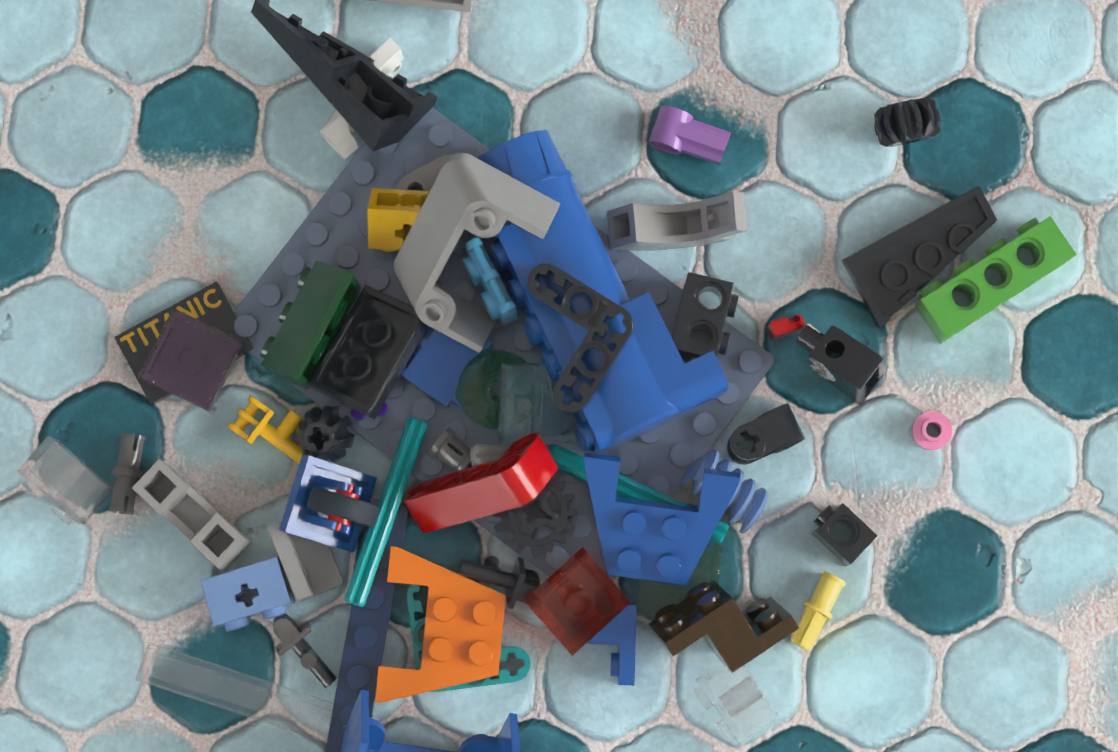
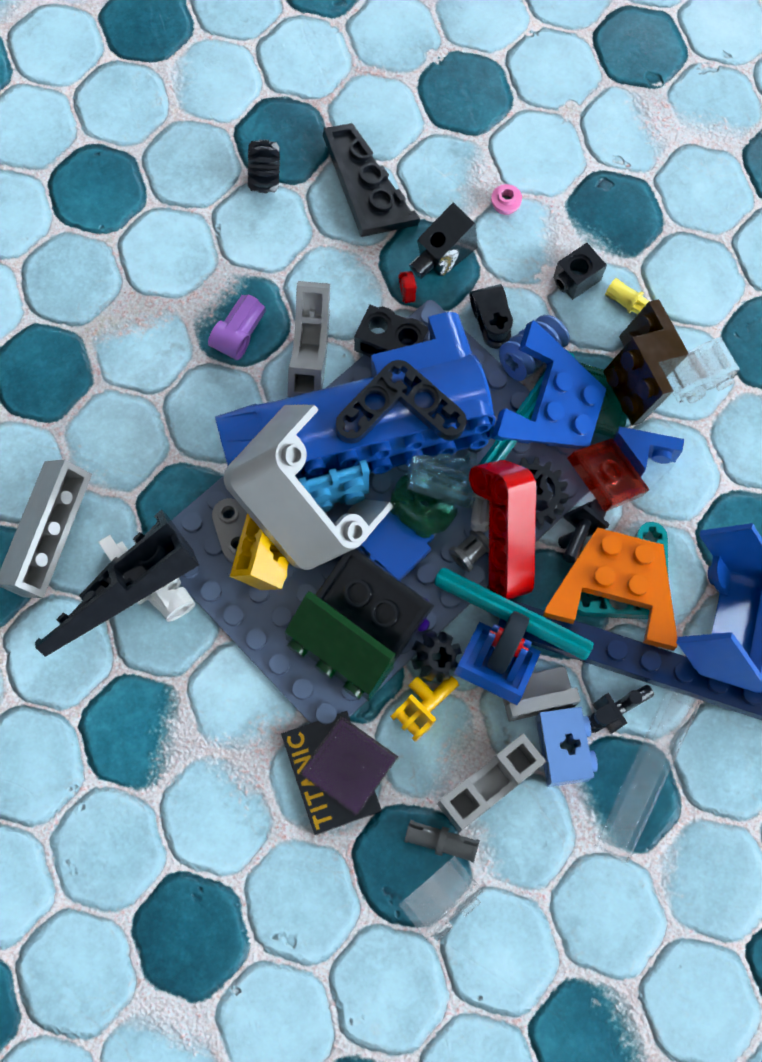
camera: 85 degrees left, 10 degrees down
(1049, 253) = (385, 94): bright green brick -> none

